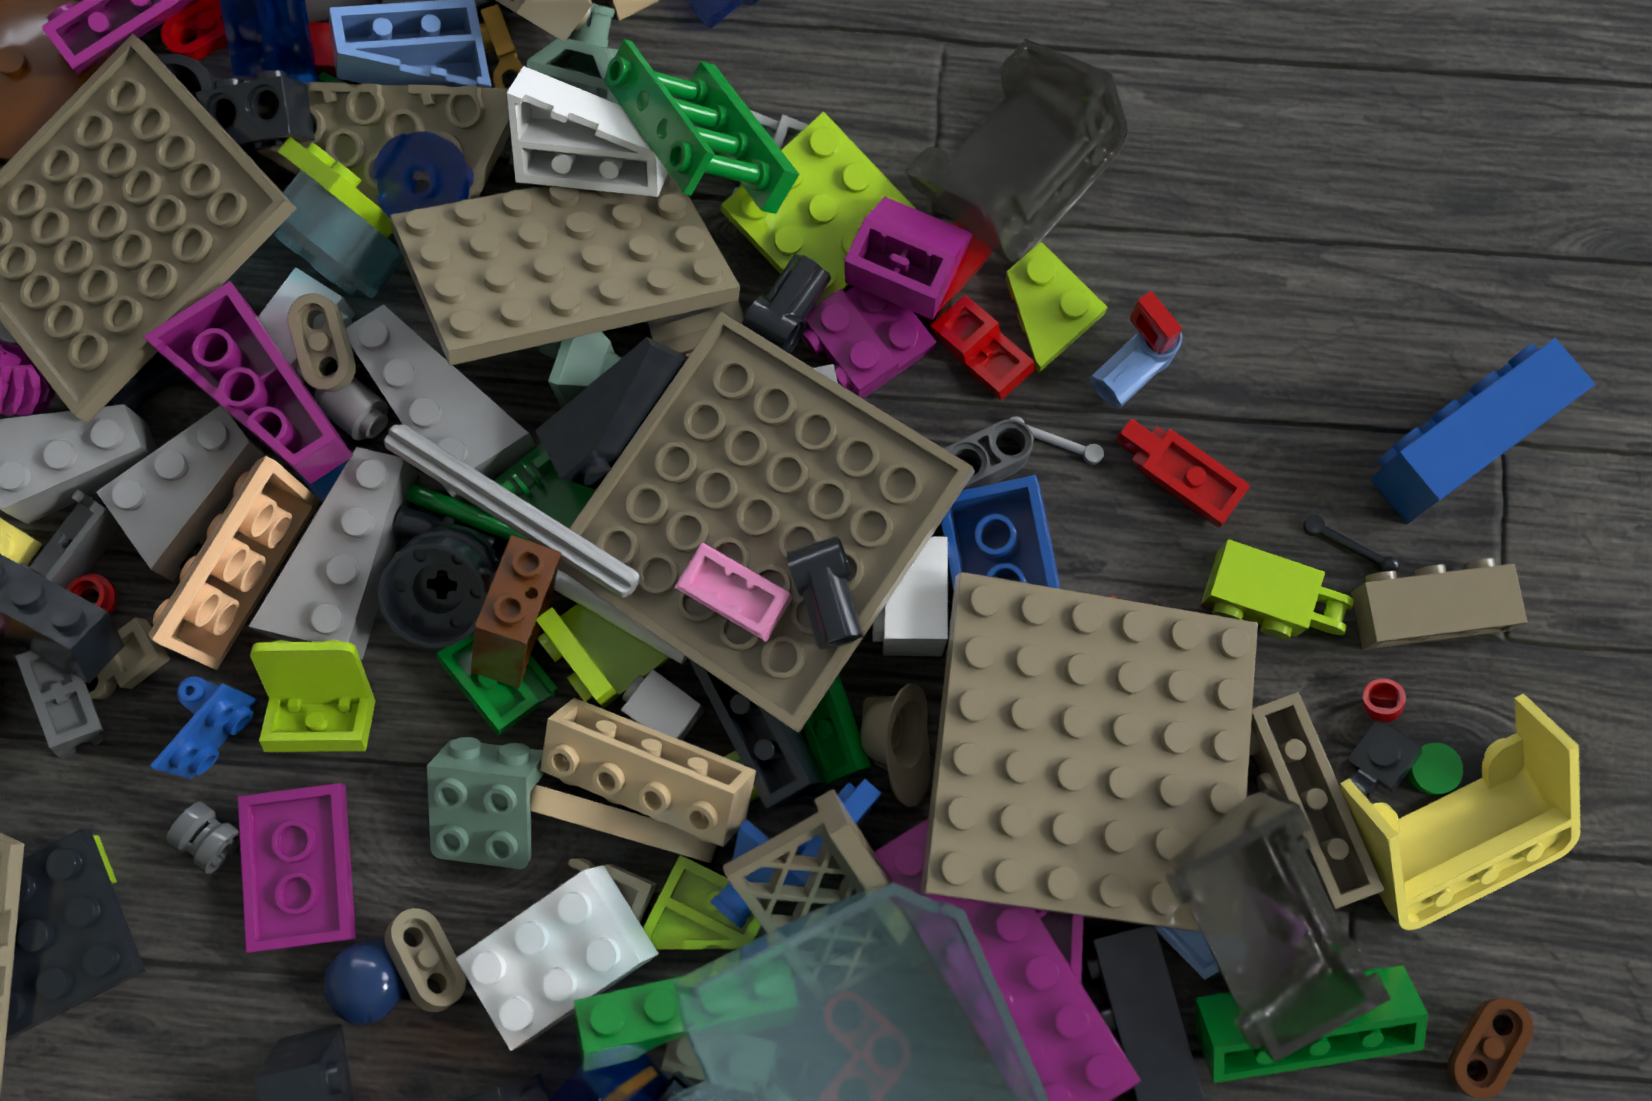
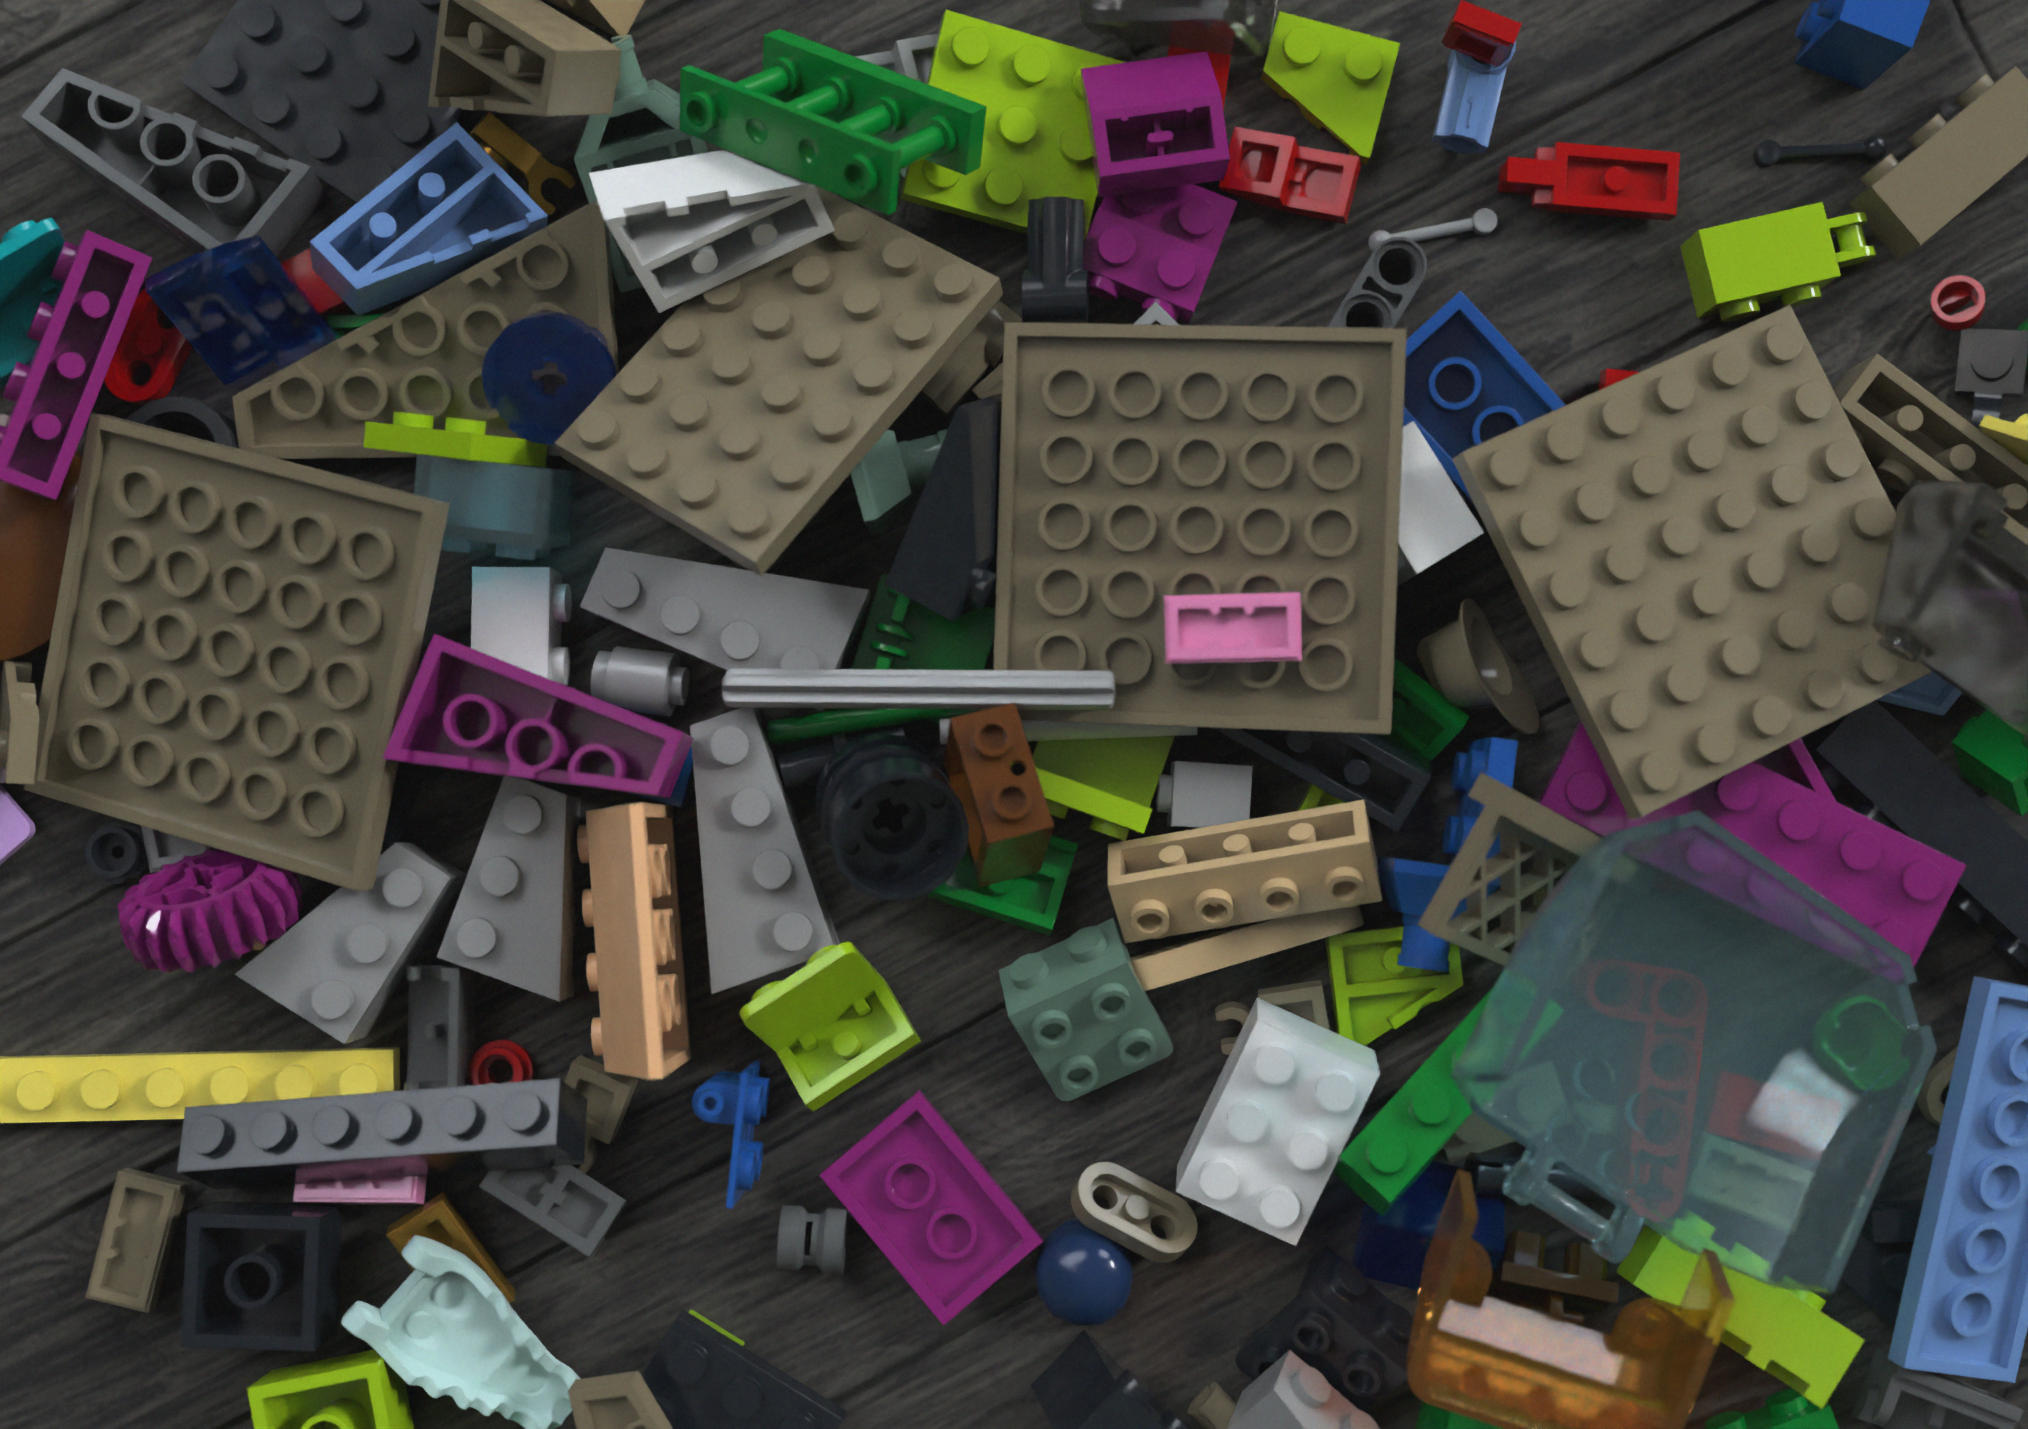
camera: 35 degrees left, 10 degrees up
(254, 101) = (306, 426): black brick -> none
(320, 346) = (569, 638): dark tan plate -> none
(823, 579) = (1326, 555): black piece -> none

